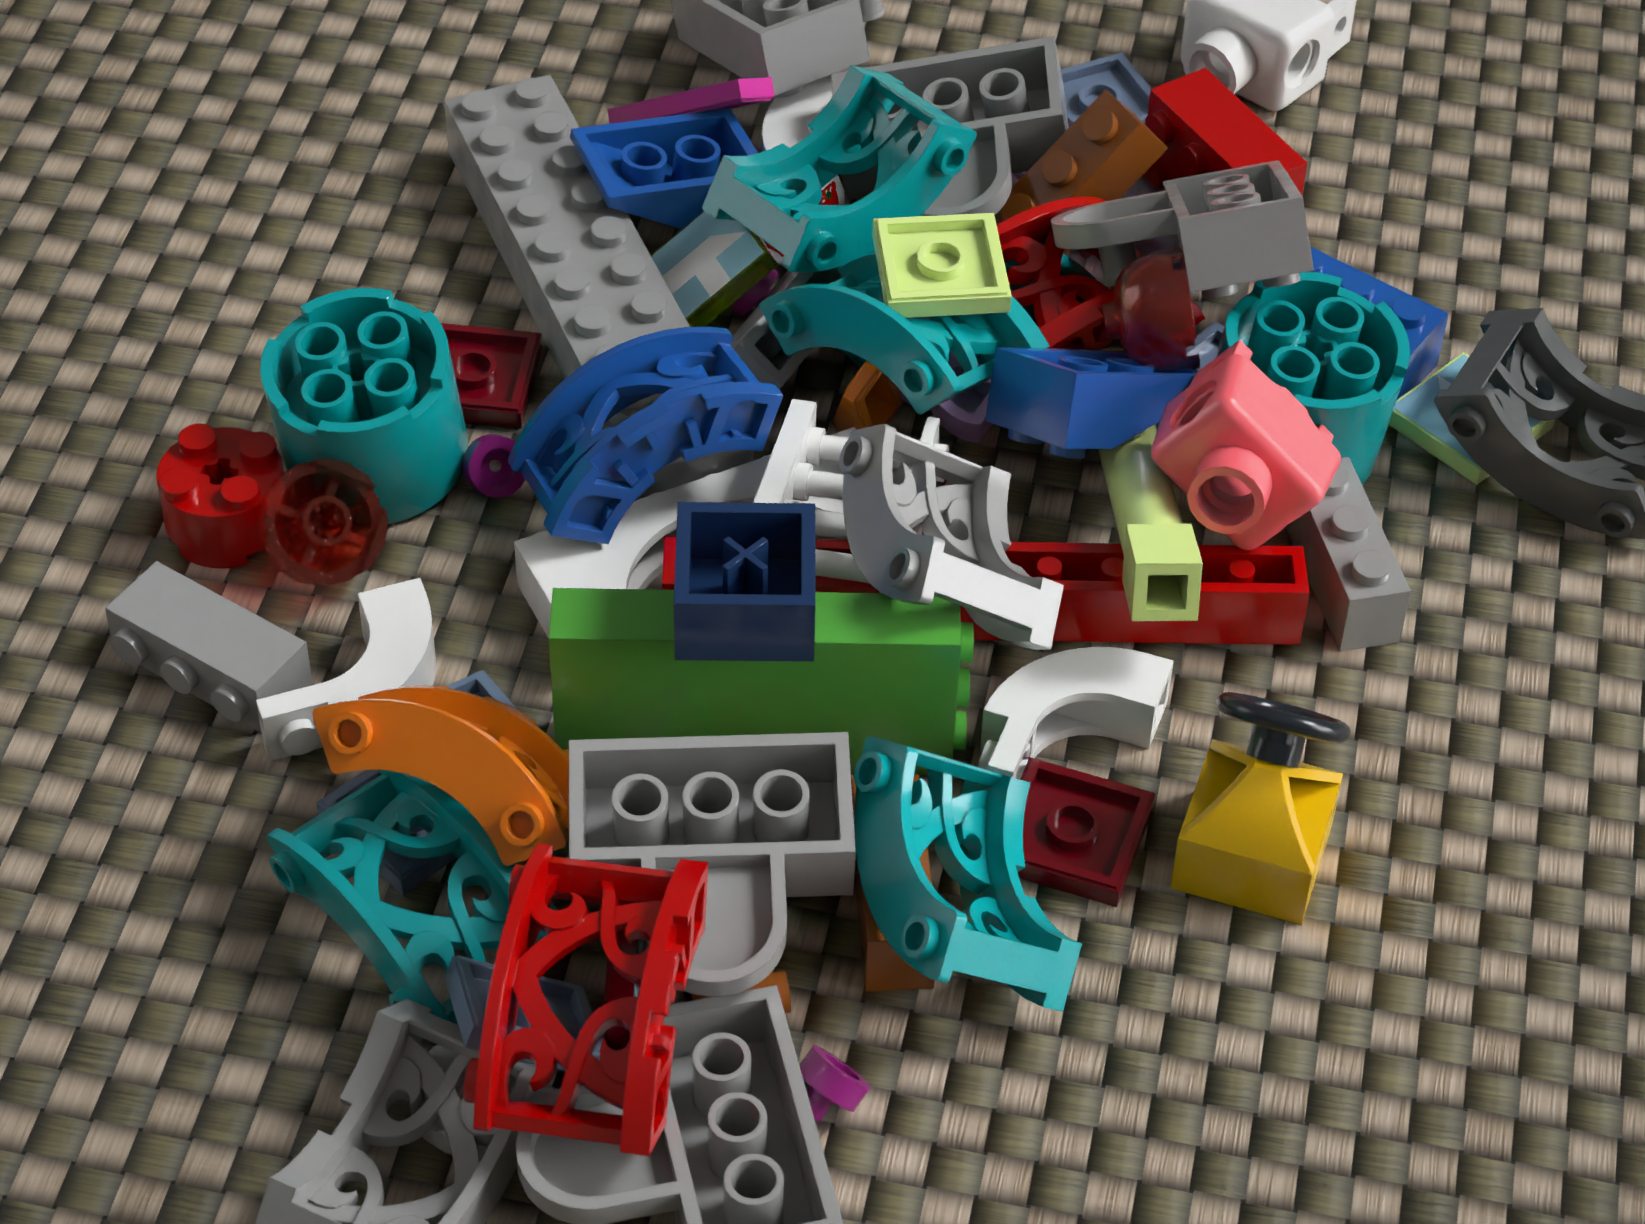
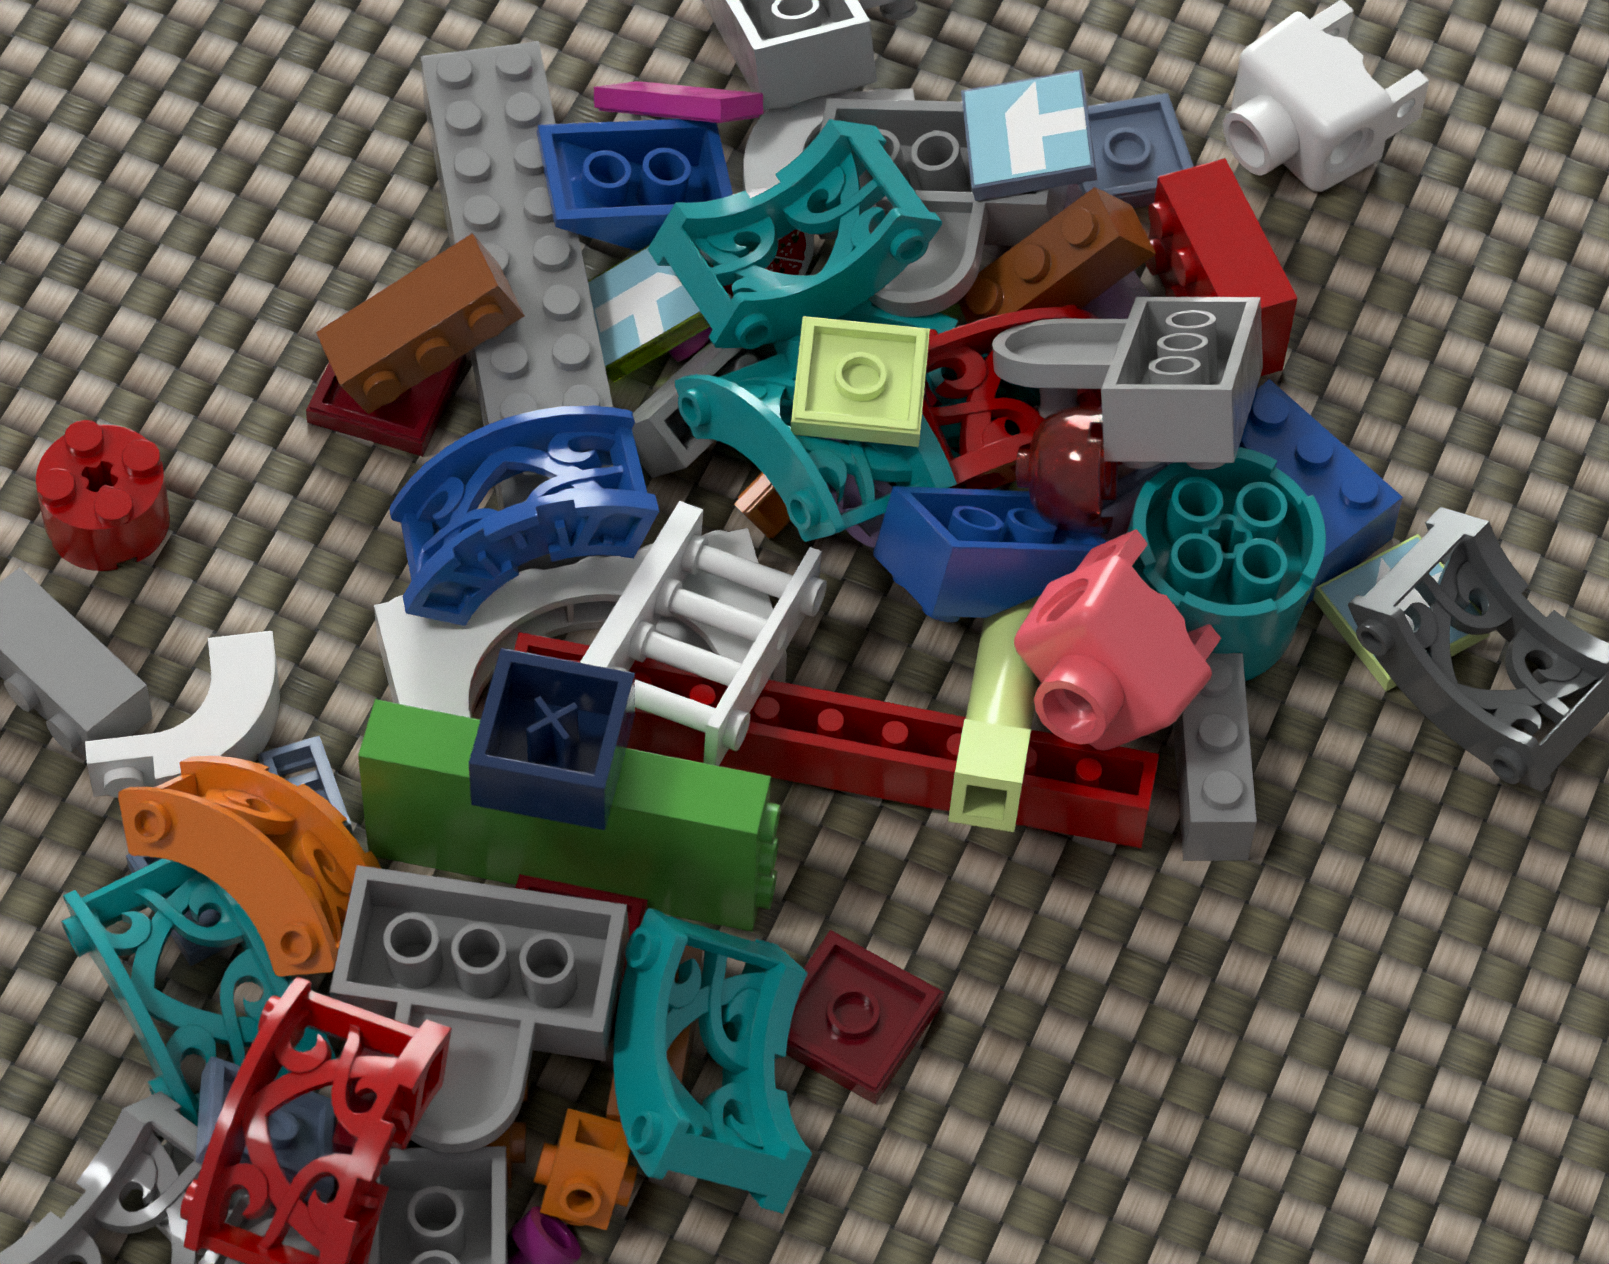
camera: 10 degrees right, 10 degrees up
(321, 523) = (216, 555): clear red cylinder -> none
(370, 389) = (257, 428): teal brick -> none
(495, 478) = (370, 503): magenta tile -> none
(509, 295) = (420, 324): none -> dark orange brick
(858, 1002) = (586, 1171): none -> orange brick
(962, 540) = (718, 663): light grey fence -> none
(1031, 61) = (1028, 135): none -> tile
(1070, 695) = (883, 869): white arch -> none
(1260, 812) = (1034, 1036): yellow piece -> none

